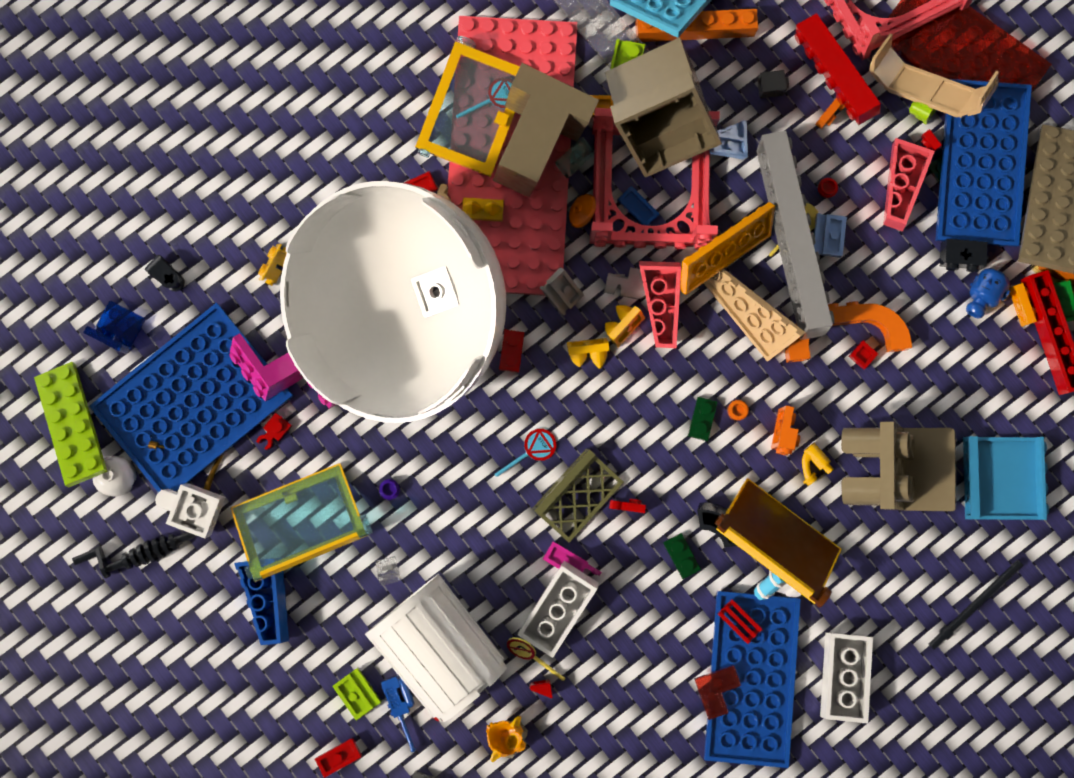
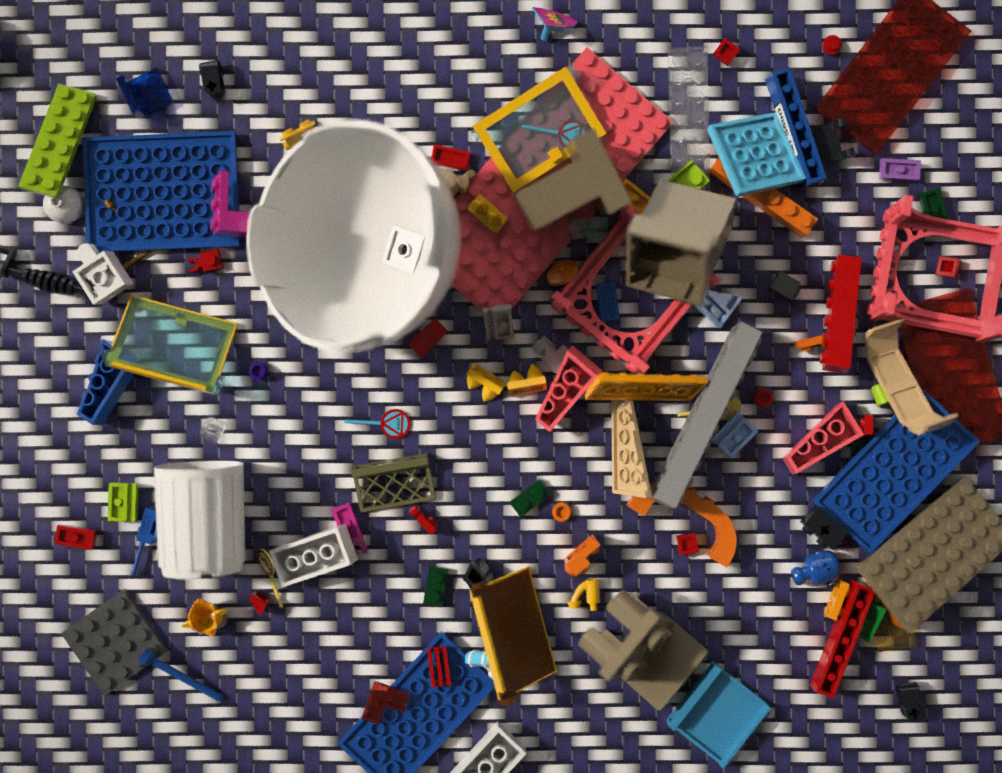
camera: 35 degrees right, 5 degrees up
(416, 15) = (553, 21): none -> shield

